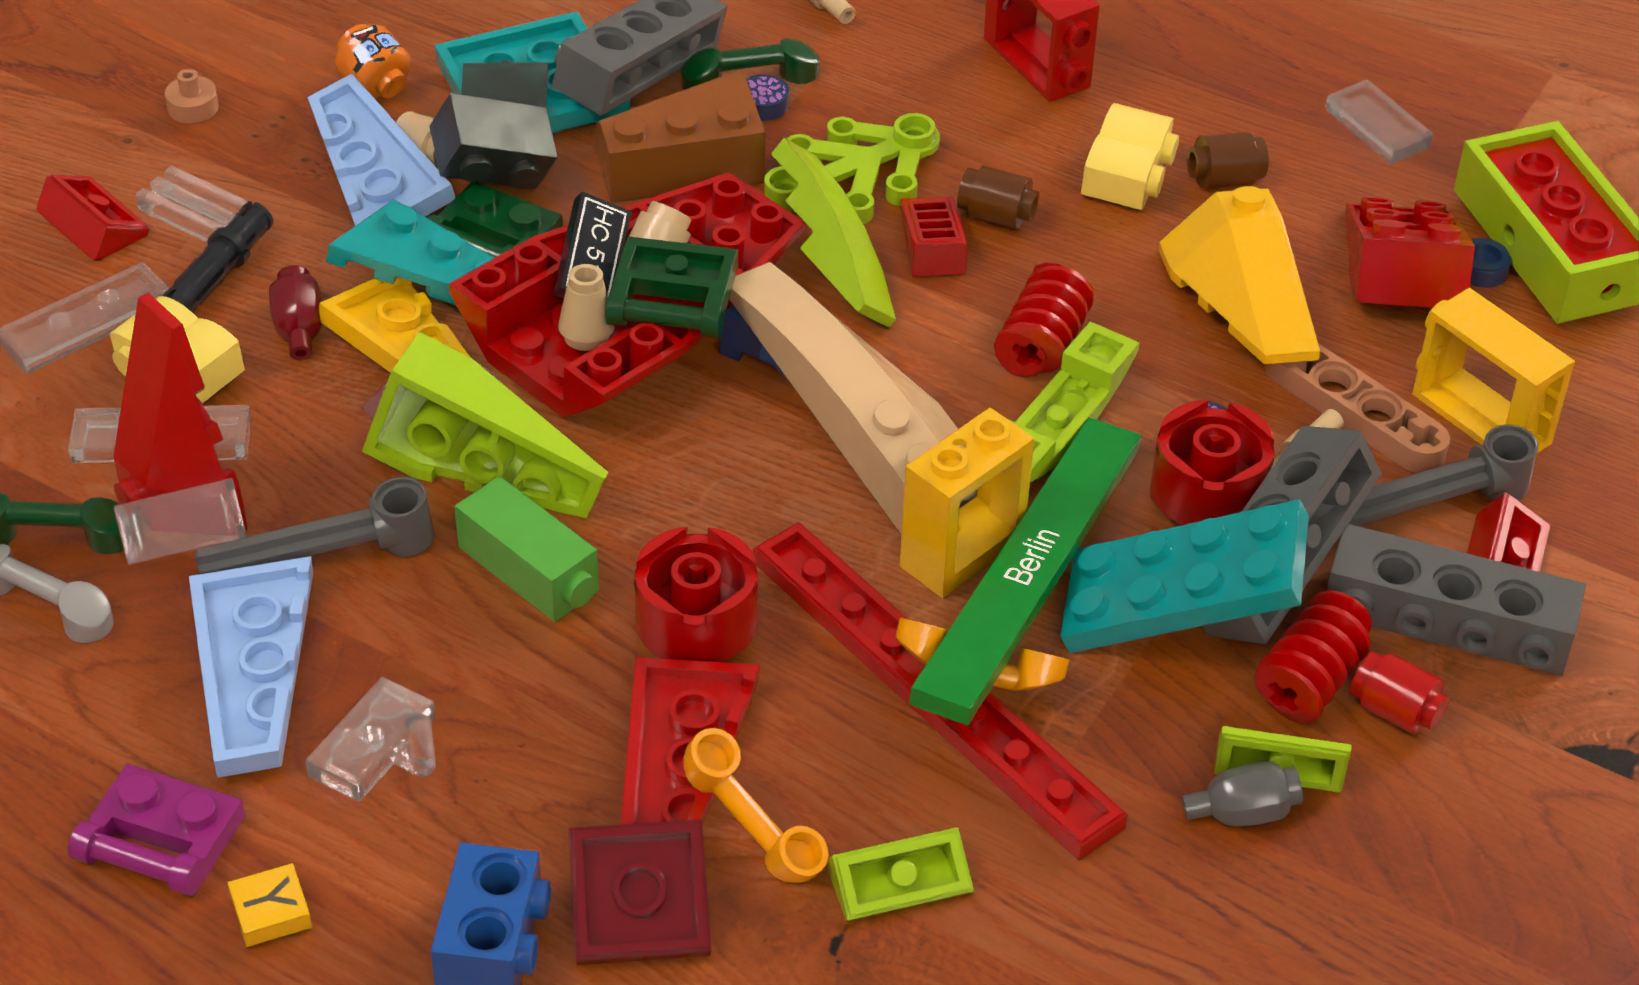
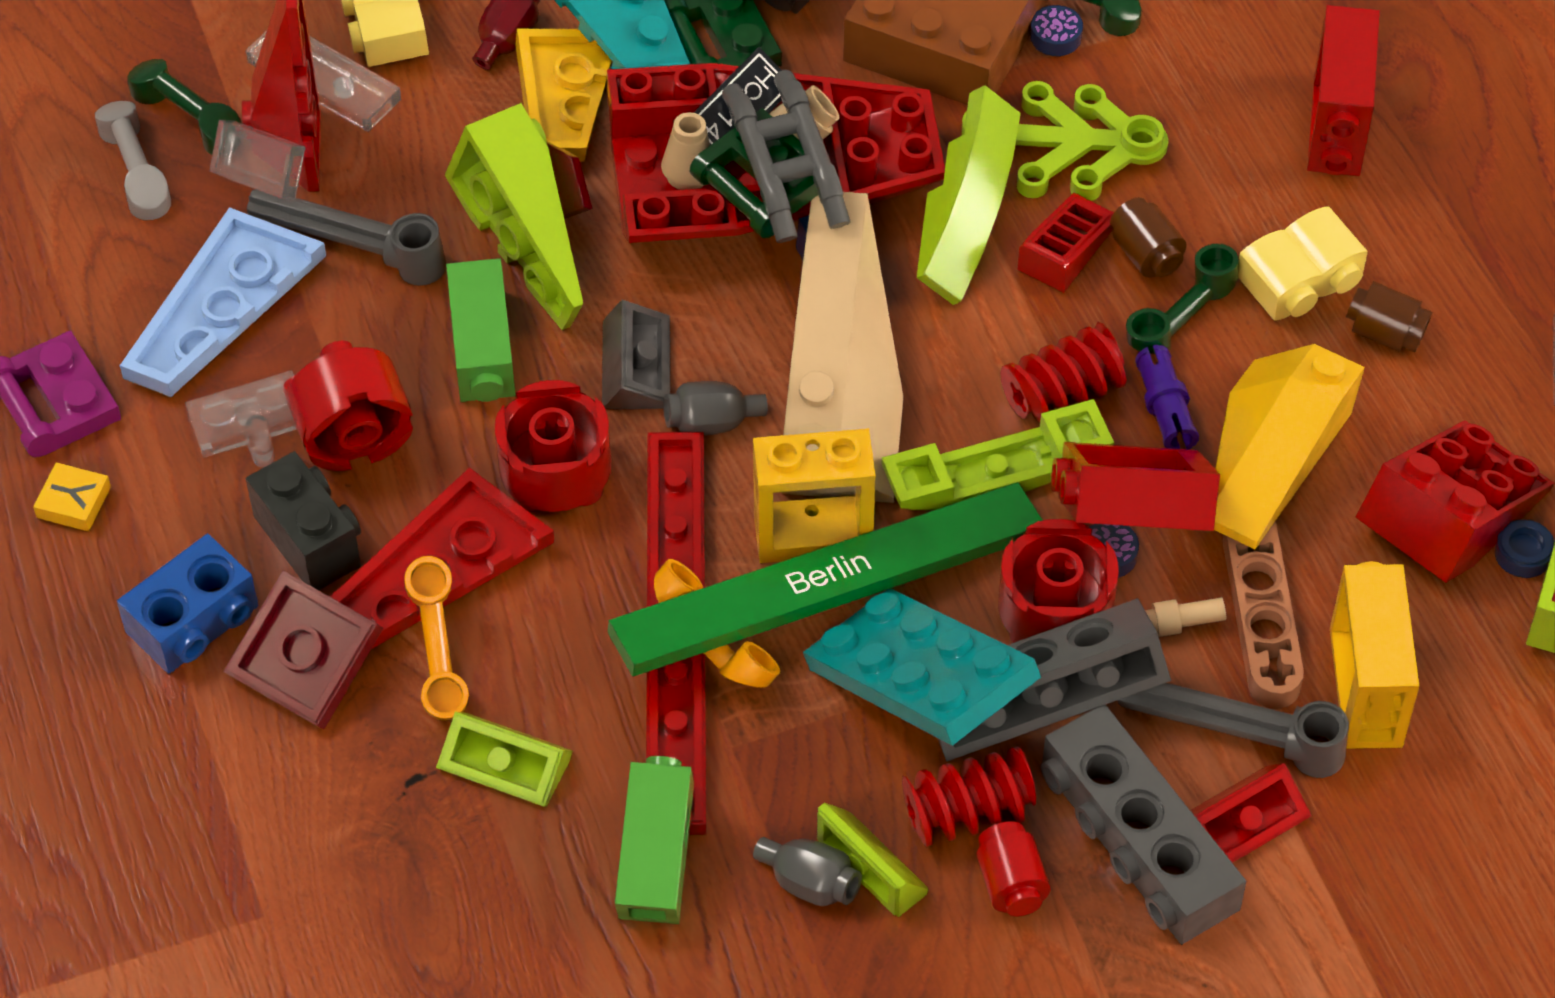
camera: 40 degrees right, 10 degrees up
(483, 664) = (349, 406): none -> red brick
(527, 785) = (304, 521): none -> pearl dark grey brick
(672, 496) = (635, 357): none -> flat silver slope
(699, 275) = (772, 175): none -> dark grey piece
(784, 500) = (711, 407): none -> dark grey plant
(1070, 203) = (1214, 278): none -> dark green bar
(1116, 846) = (654, 841): none -> bright green brick
(1135, 299) = (1166, 398): none -> dark purple pin
(1201, 356) = (1136, 486): none -> red window

